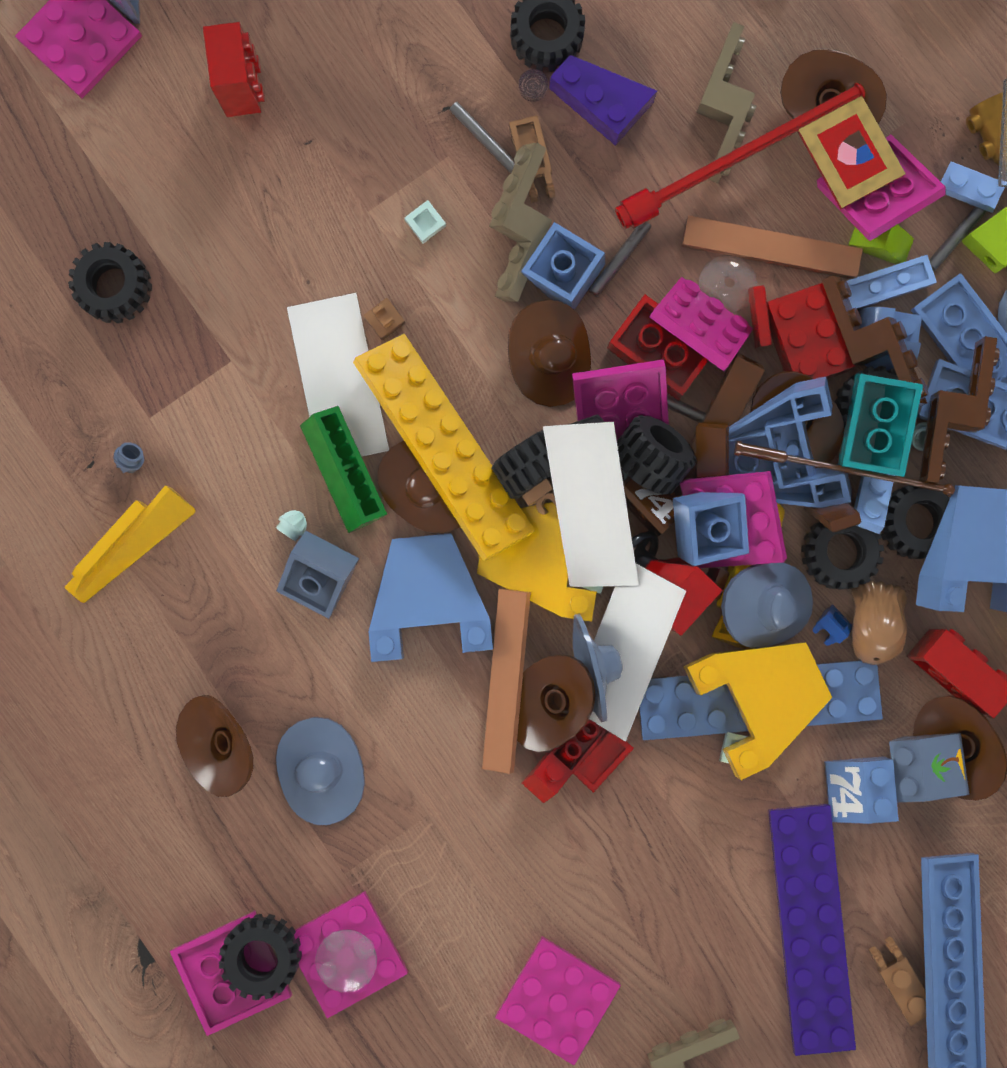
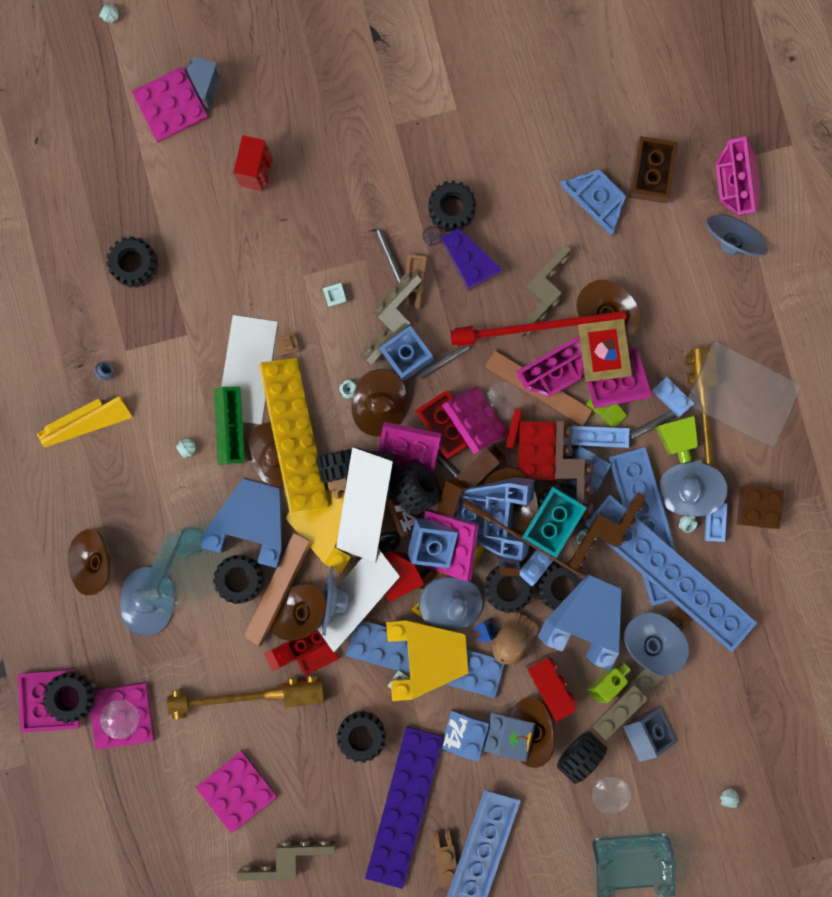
camera: 25 degrees right, 0 degrees up
(317, 574) = (189, 482): sand blue slope -> none
(334, 747) = (157, 588): none -> clear light blue windscreen
(416, 688) = (223, 586): none -> black tyre
(489, 351) = (343, 388): none -> light aqua plate
(585, 823) = (293, 693): none -> pearl gold bar
(730, 868) = (359, 753): none -> black tyre
(788, 207) = (553, 370): none -> dark pink wedge

